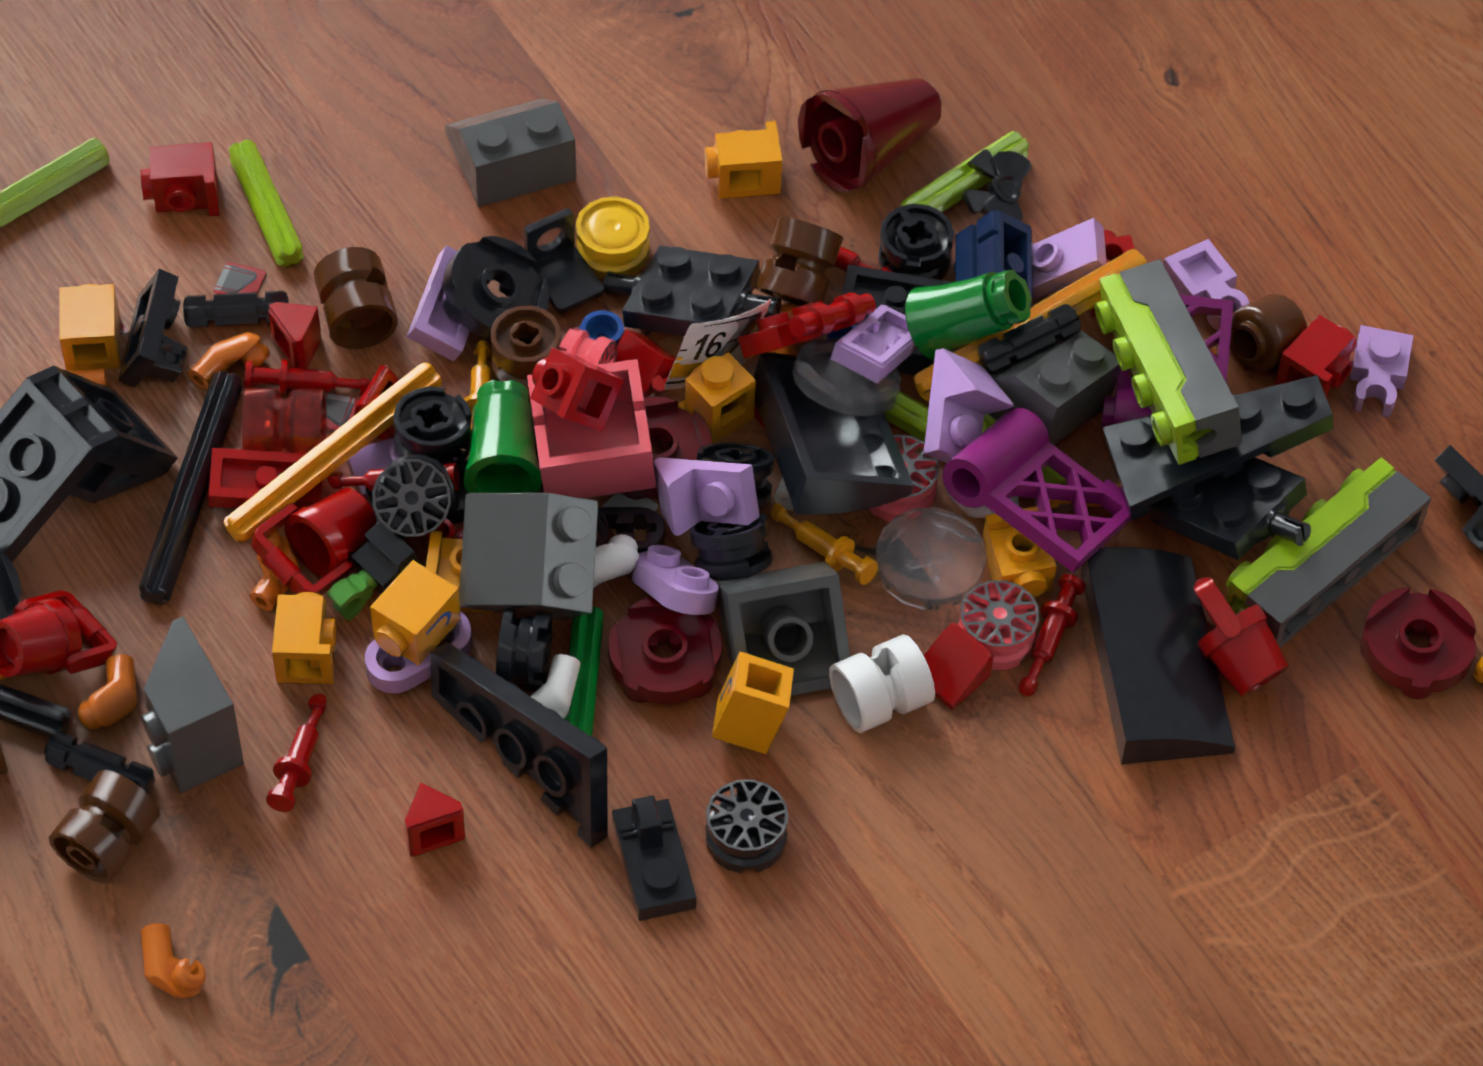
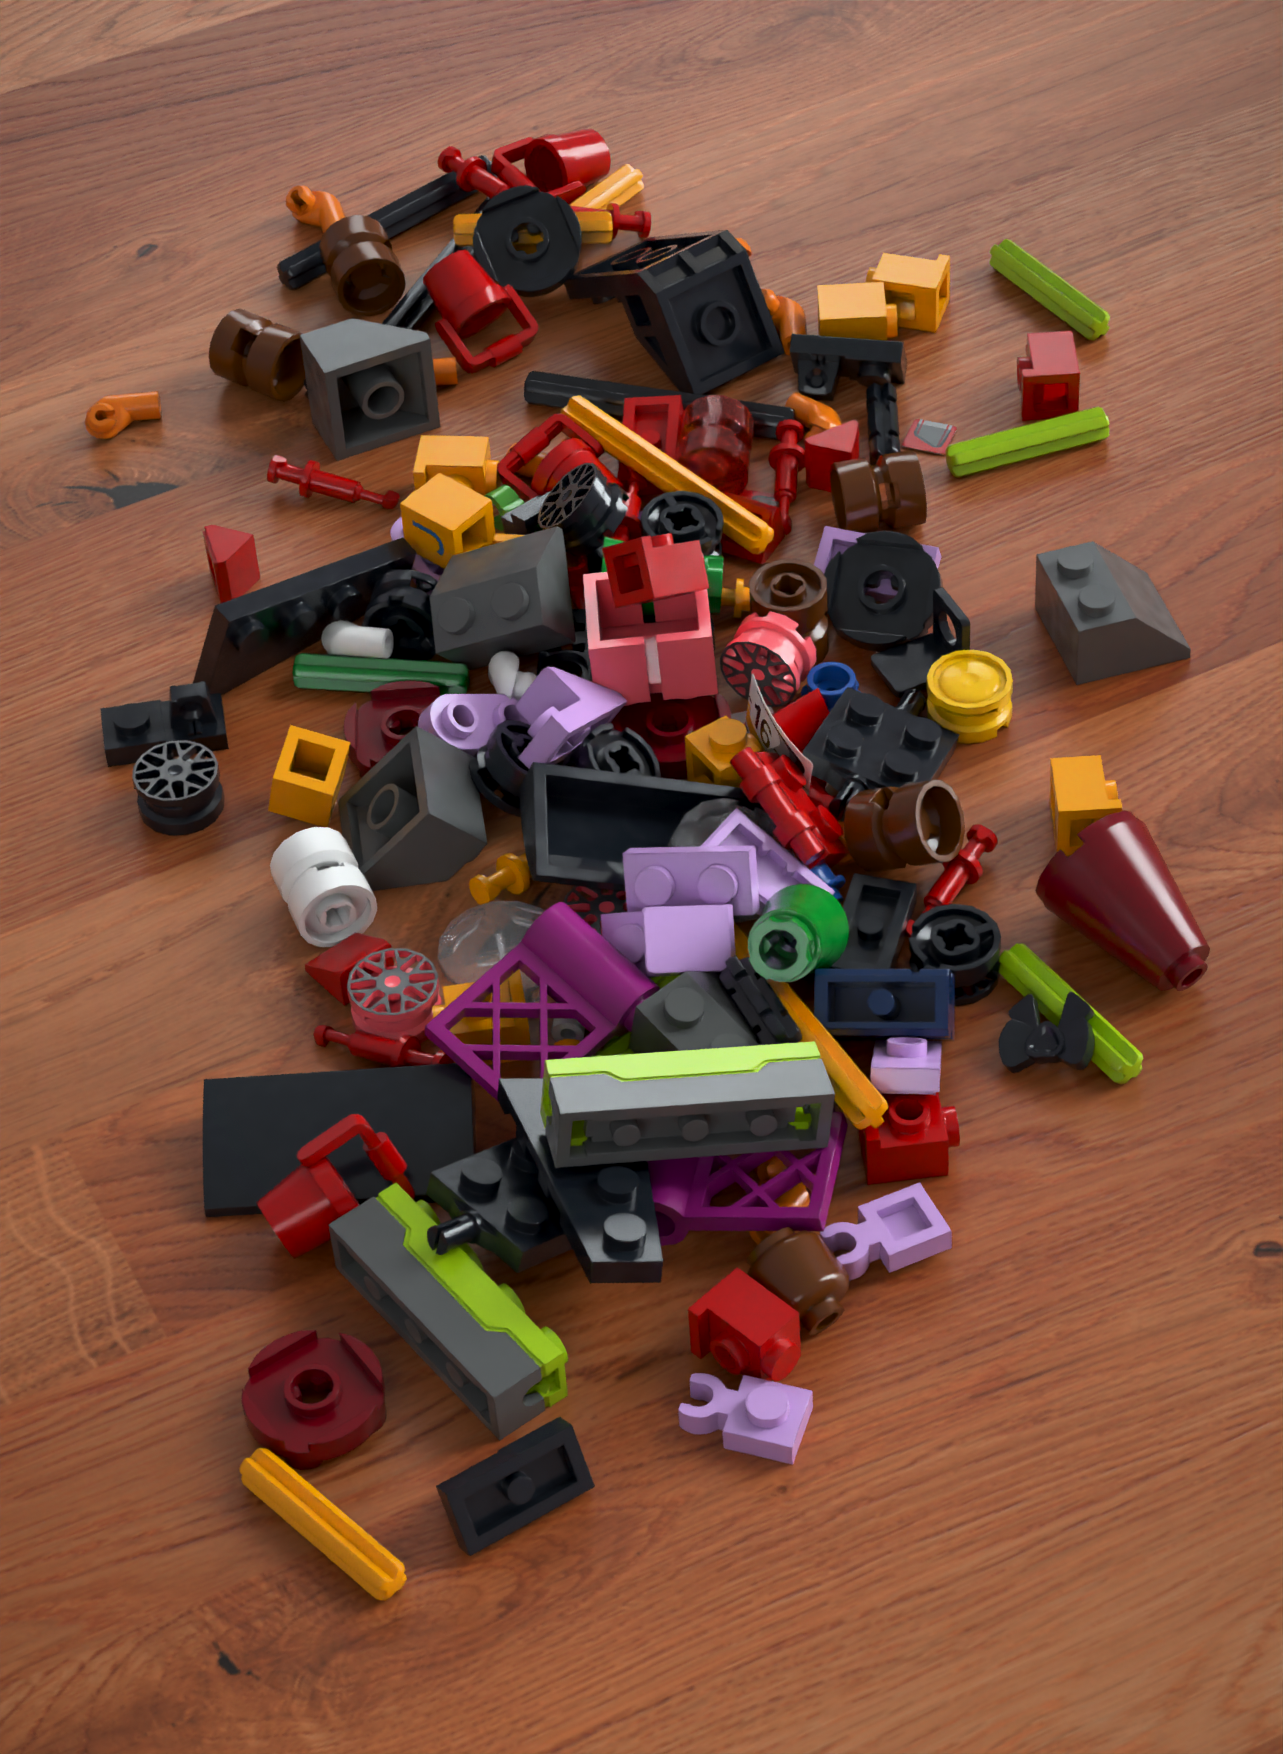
camera: 100 degrees right, 10 degrees down
(39, 279) = (916, 287): none -> light orange brick
(905, 383) = (692, 877): none -> lavender plate

